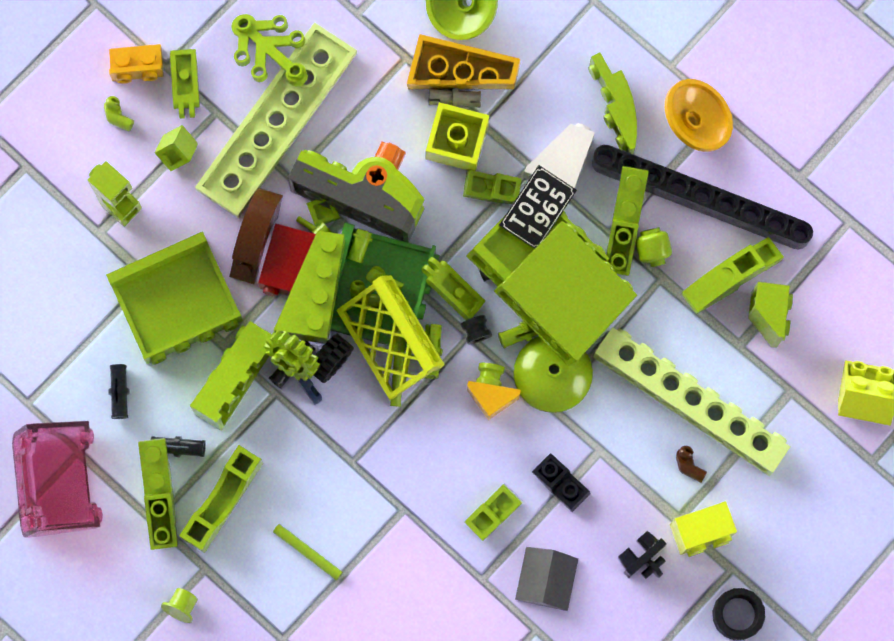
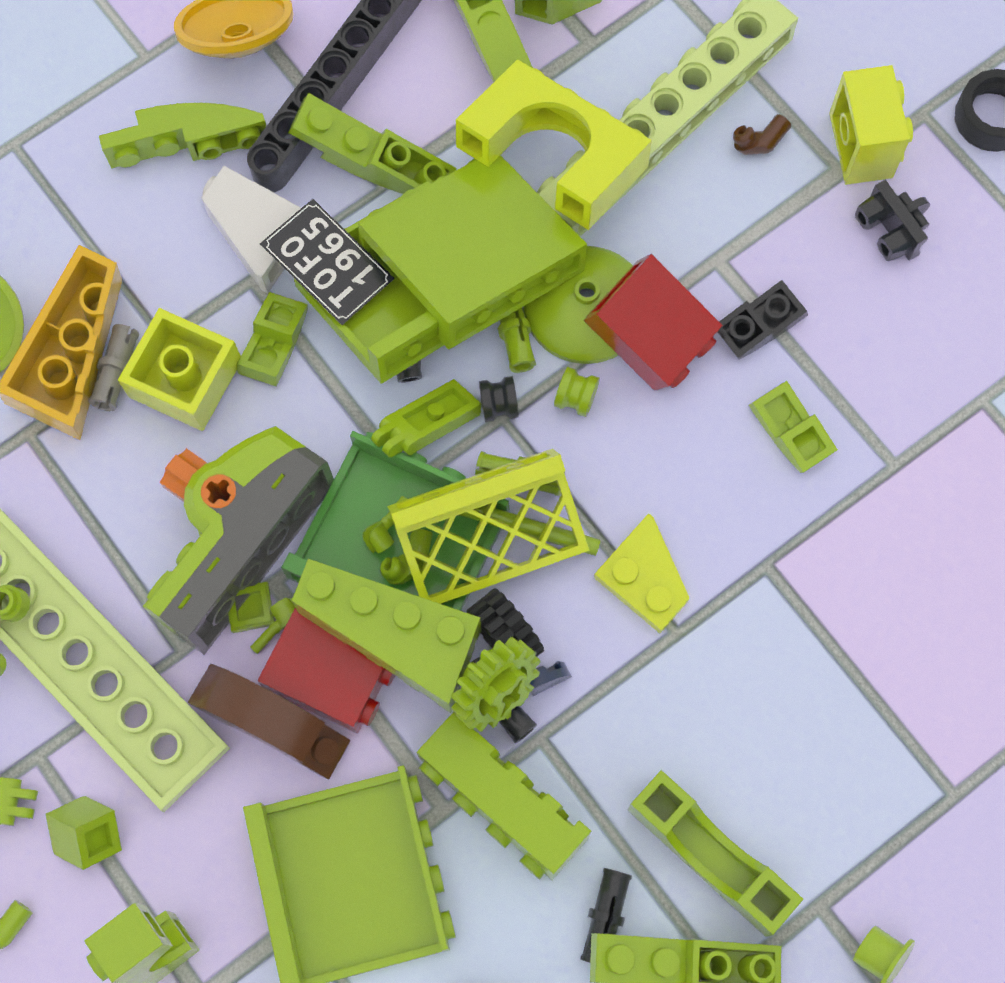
camera: 75 degrees left, 5 degrees down
(307, 551) = (815, 728): lime bar -> none
(359, 245) = (322, 550): lime pin -> none
(382, 436) = (645, 576): none -> neon yellow wing
(492, 398) = (615, 395): yellow slope -> none
(539, 413) = (654, 323): none -> red brick
(546, 578) = (907, 370): dark grey slope -> none
(653, 246) = (421, 121): lime head -> none
(671, 306) = (528, 102): none -> neon yellow arch

